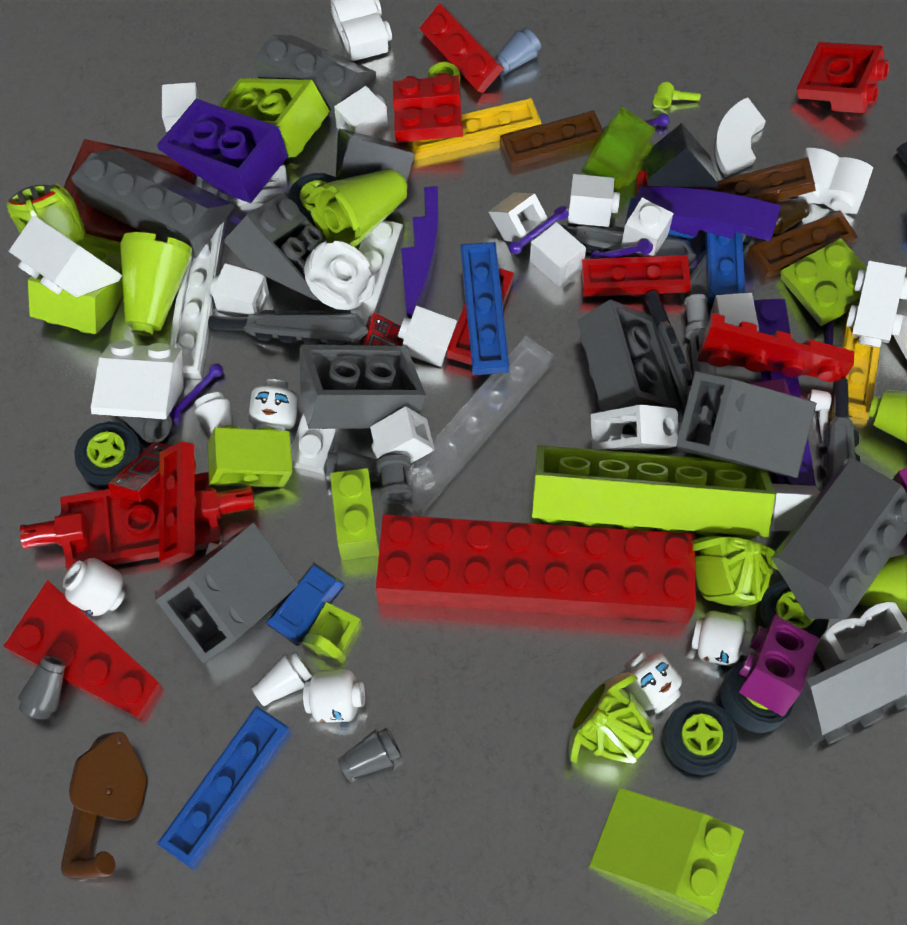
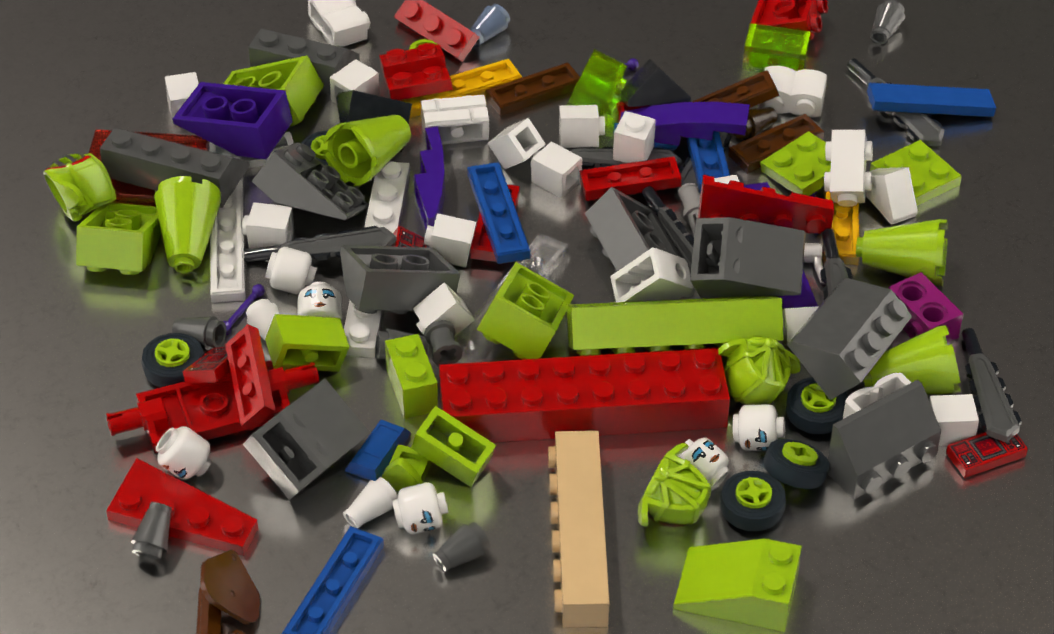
camera: 10 degrees left, 20 degrees down
(60, 261) = (107, 203): white slope -> none
(138, 380) = (192, 293): white slope -> none
(251, 353) = (290, 270): none -> white head
(339, 275) = (362, 197): white tile -> none
(380, 626) = (453, 446): none -> lime brick
(461, 173) = (457, 118): none -> white brick
(492, 447) = (525, 313): none -> lime slope
(503, 751) = (580, 530): none -> tan brick
(560, 213) = (518, 163): dark purple hinge -> none
(644, 247) = (634, 149): dark purple hinge -> none
(666, 93) = (632, 44): lime hand -> none
(735, 136) = (701, 69): white tile -> none
(778, 665) = (807, 428): magenta brick -> none
(822, 122) = (775, 47): none -> clear neon green brick

